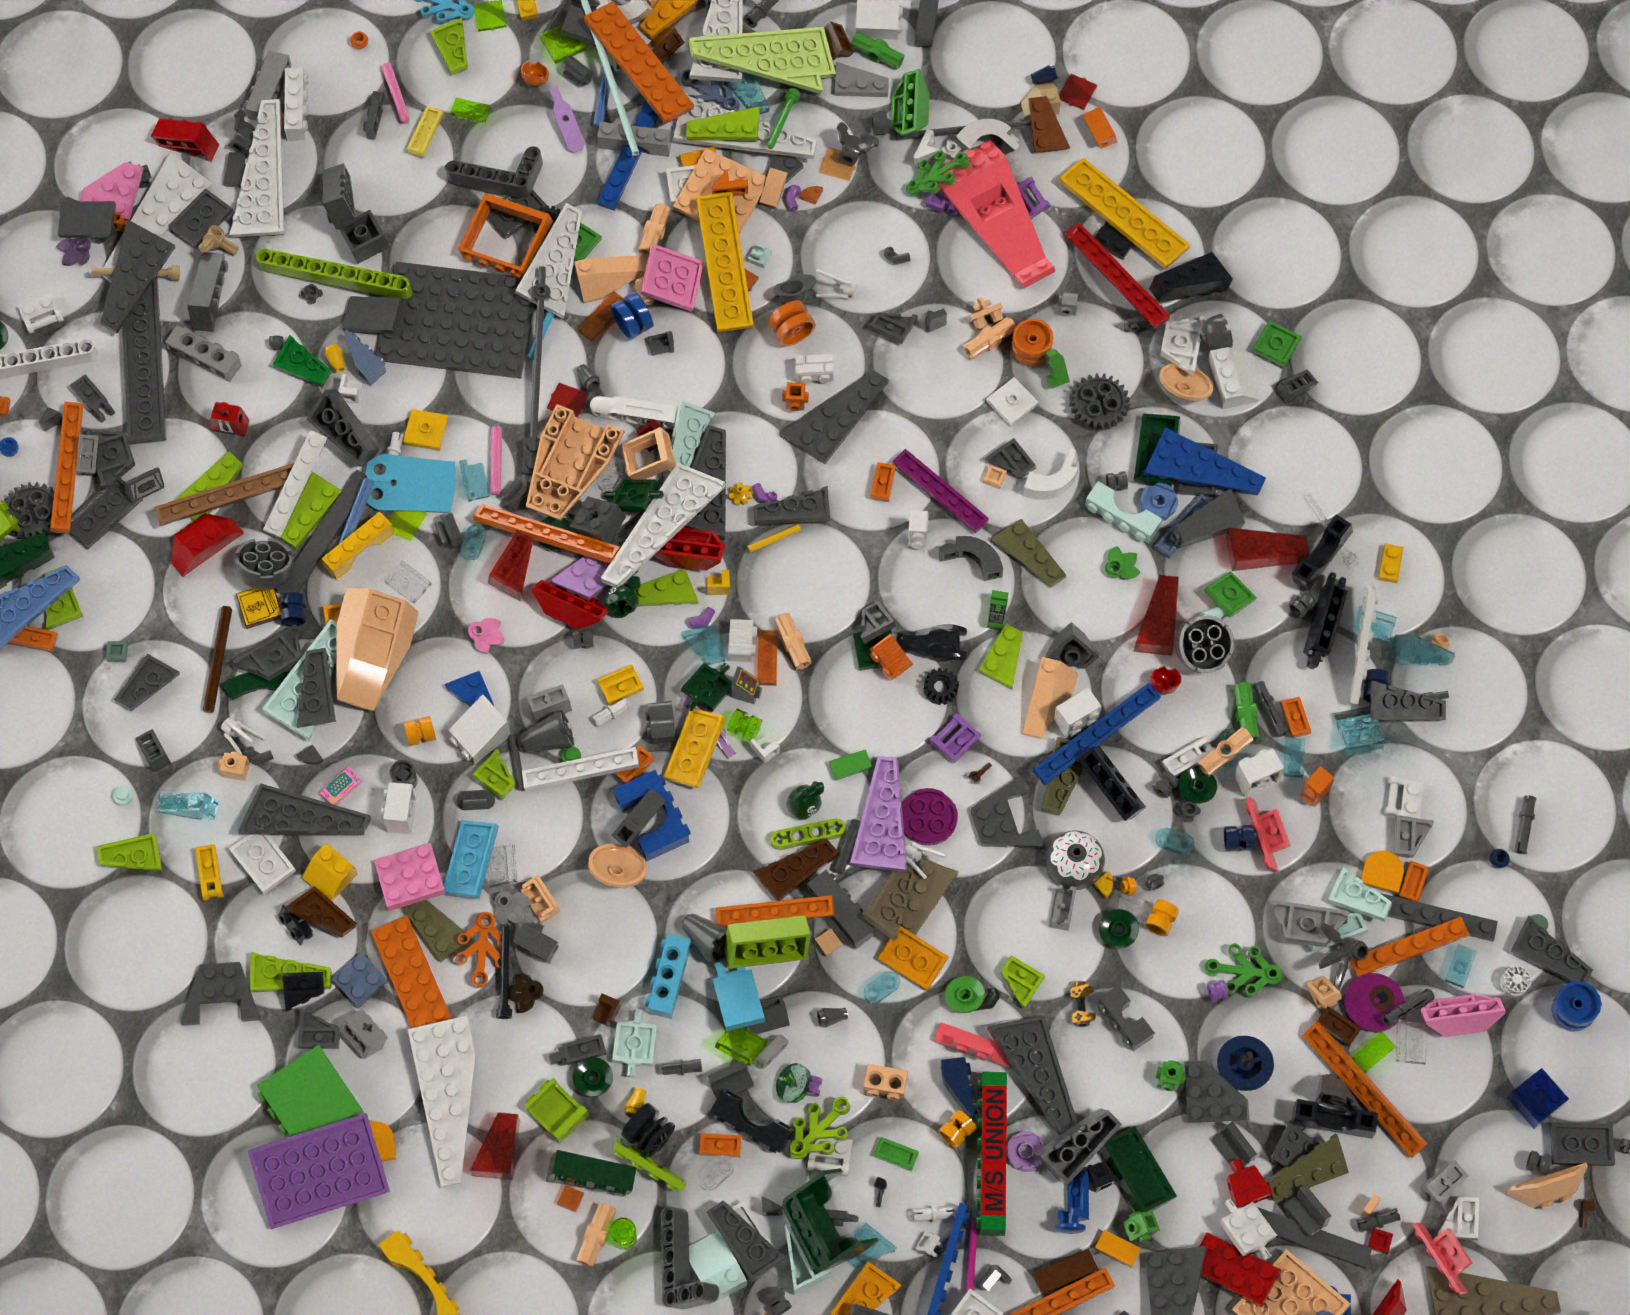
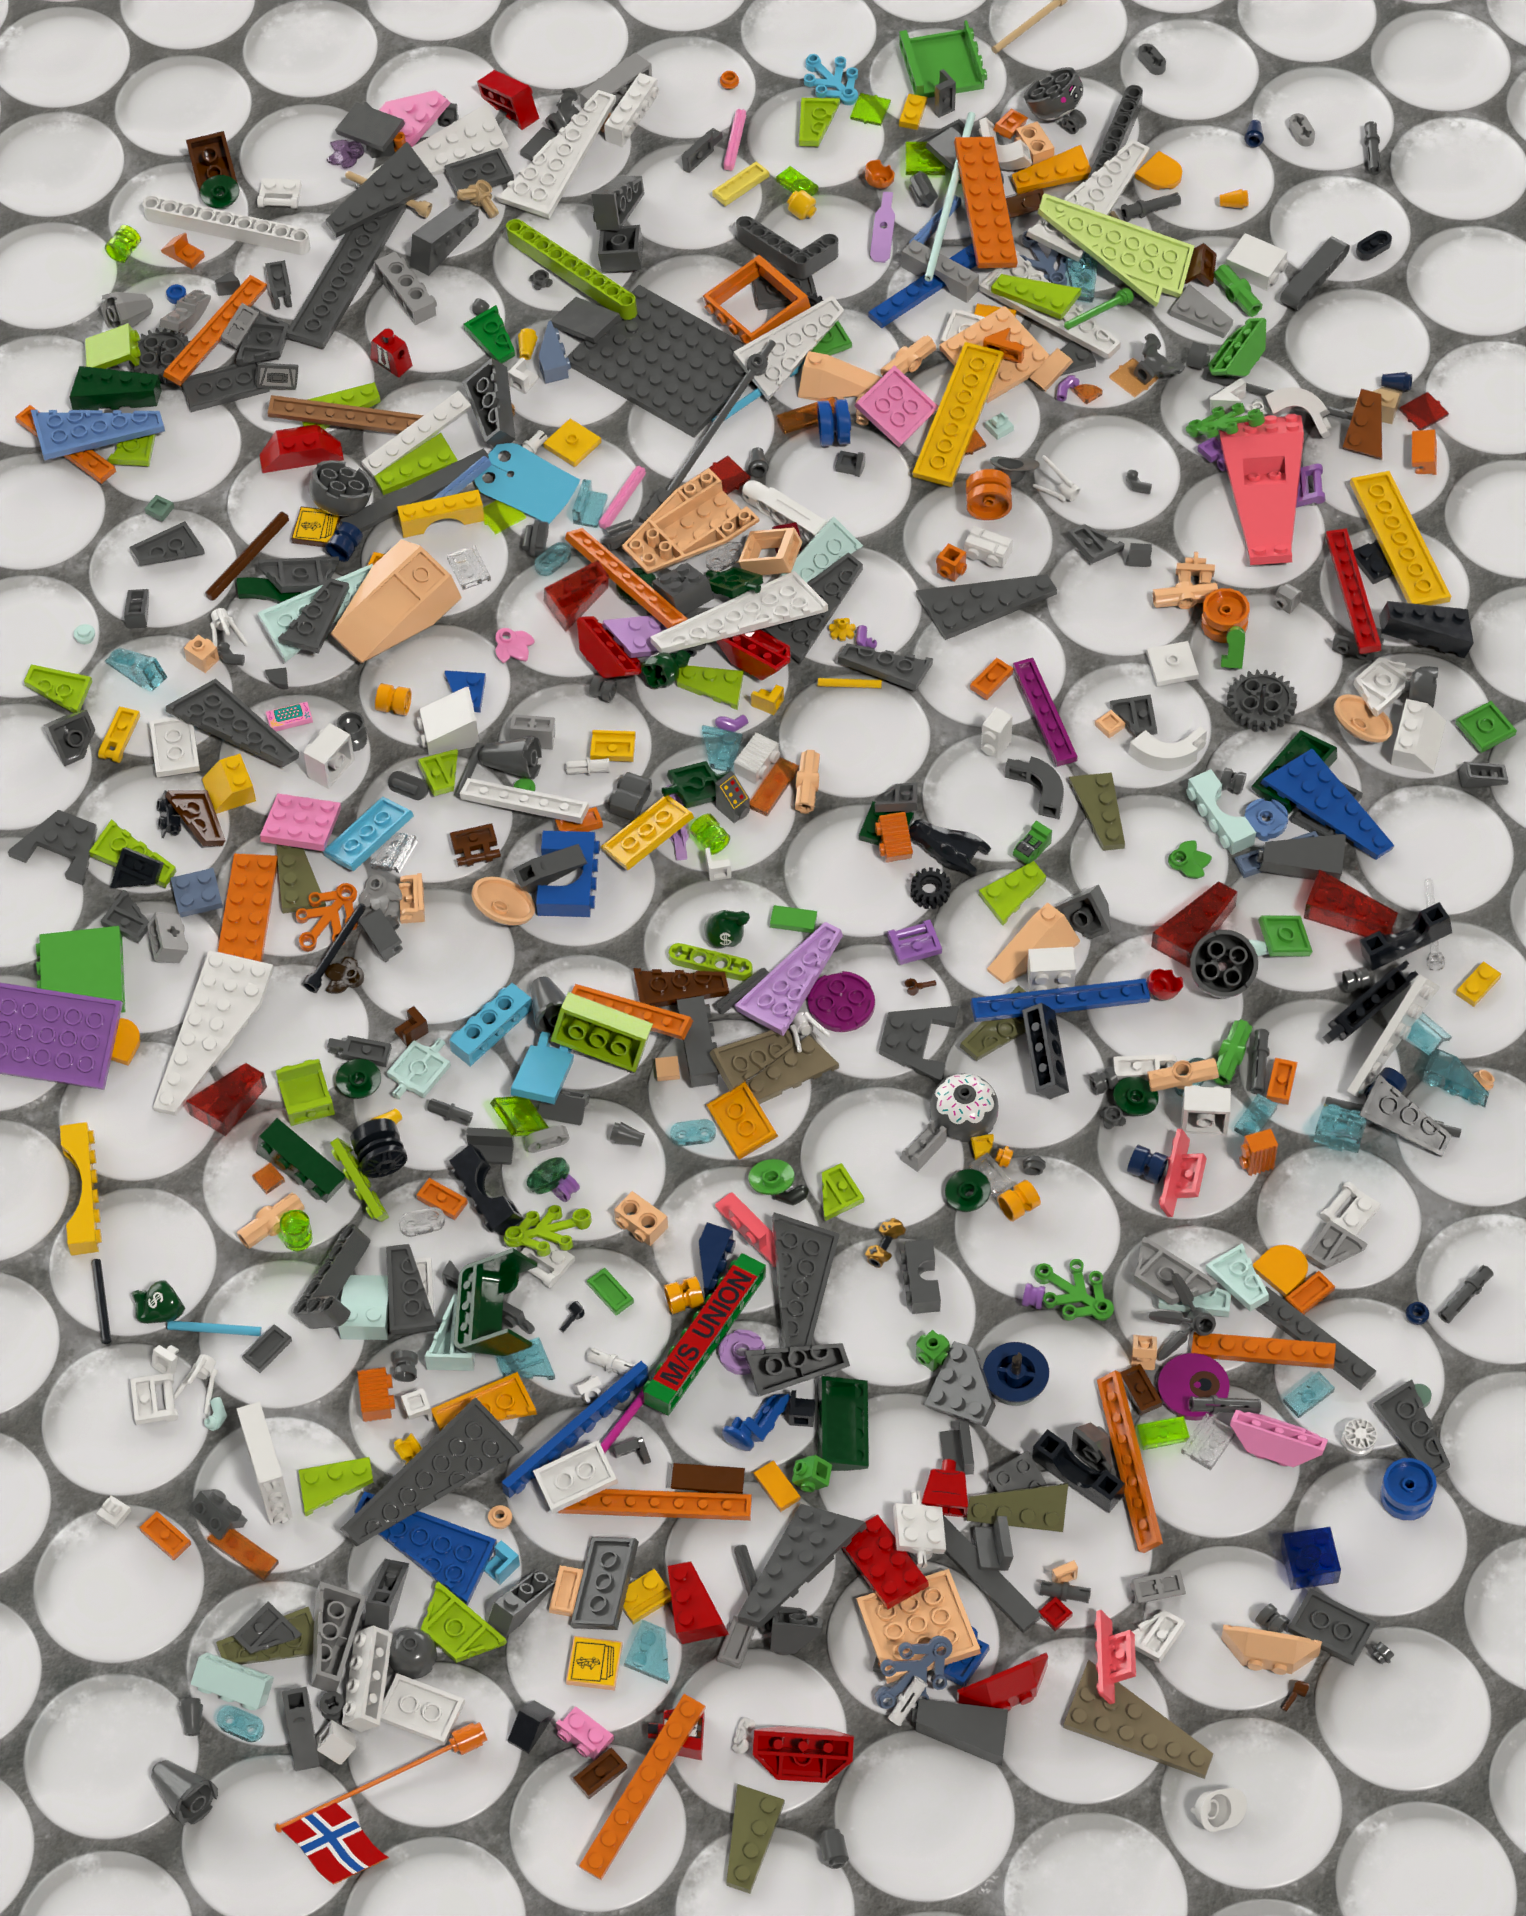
camera: 30 degrees right, 10 degrees down
(31, 461) = (187, 312): none -> light grey slope
(170, 894) = (71, 736): none -> dark grey slope
(487, 129) = (802, 204): none -> yellow head
(558, 821) = (475, 839): none -> reddish brown plate
(1175, 839) = (1081, 1137): clear light blue plate -> none

